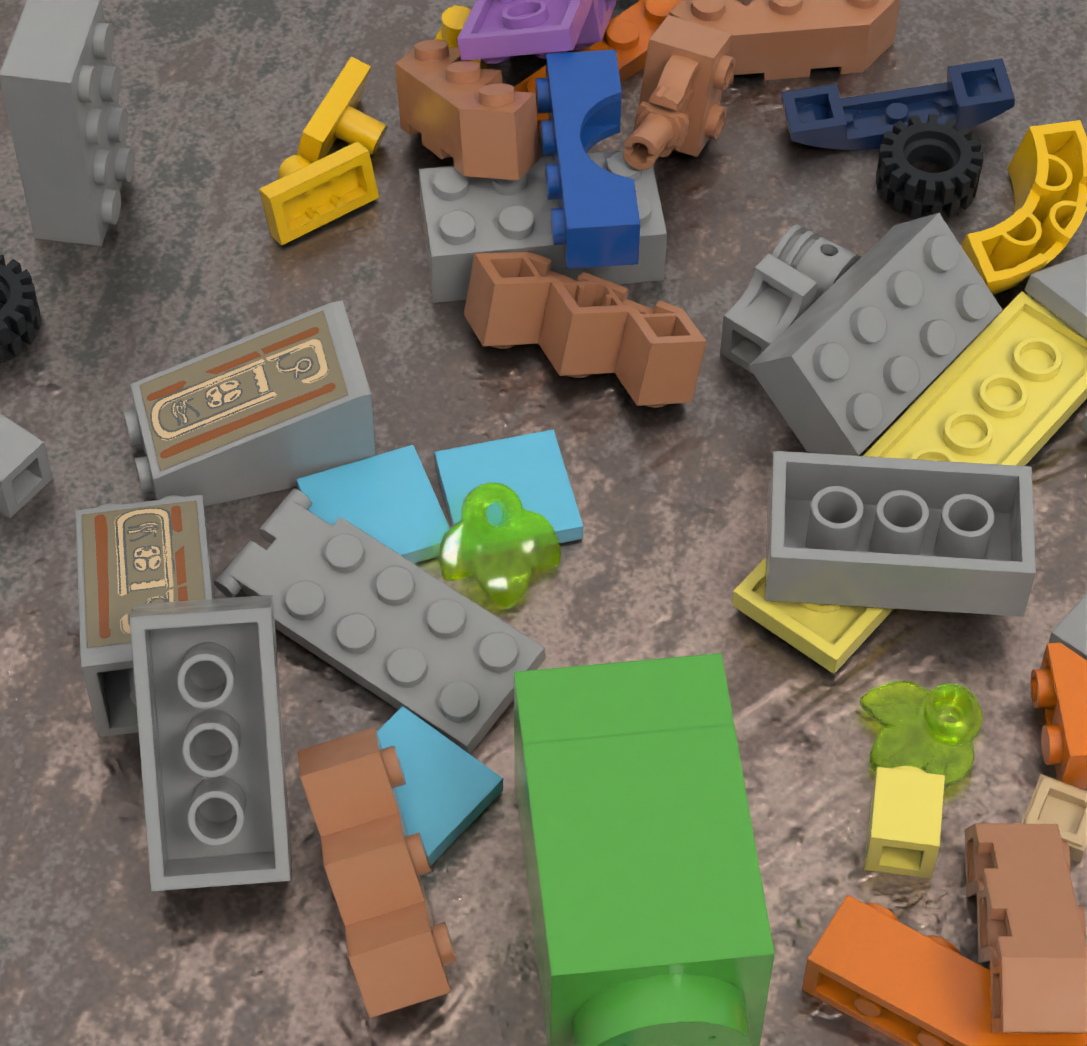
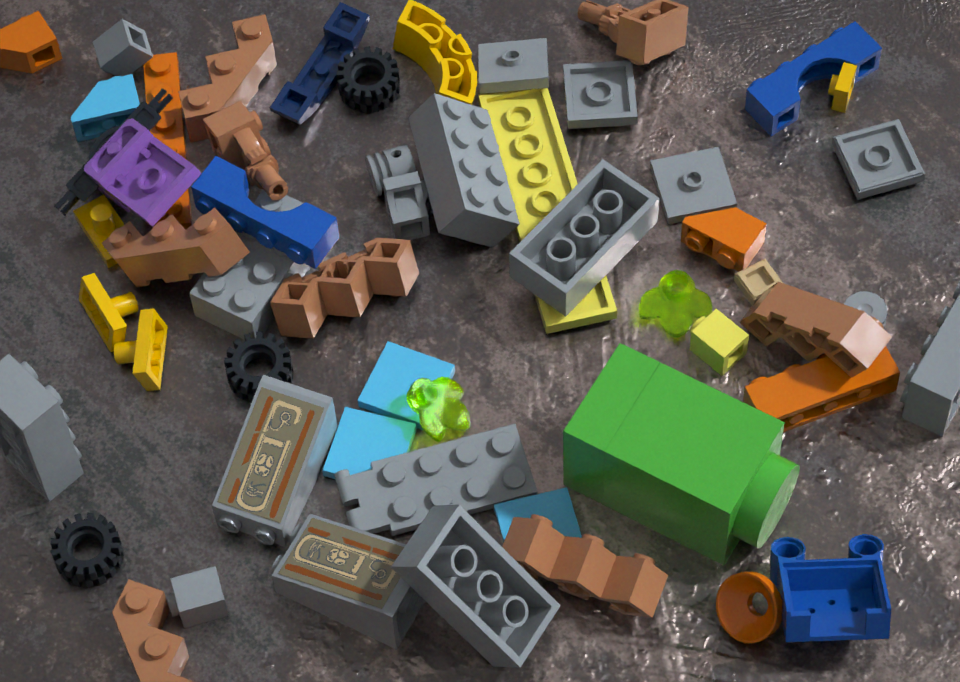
camera: 50 degrees left, 5 degrees up
(400, 293) = (252, 350): none -> black tyre

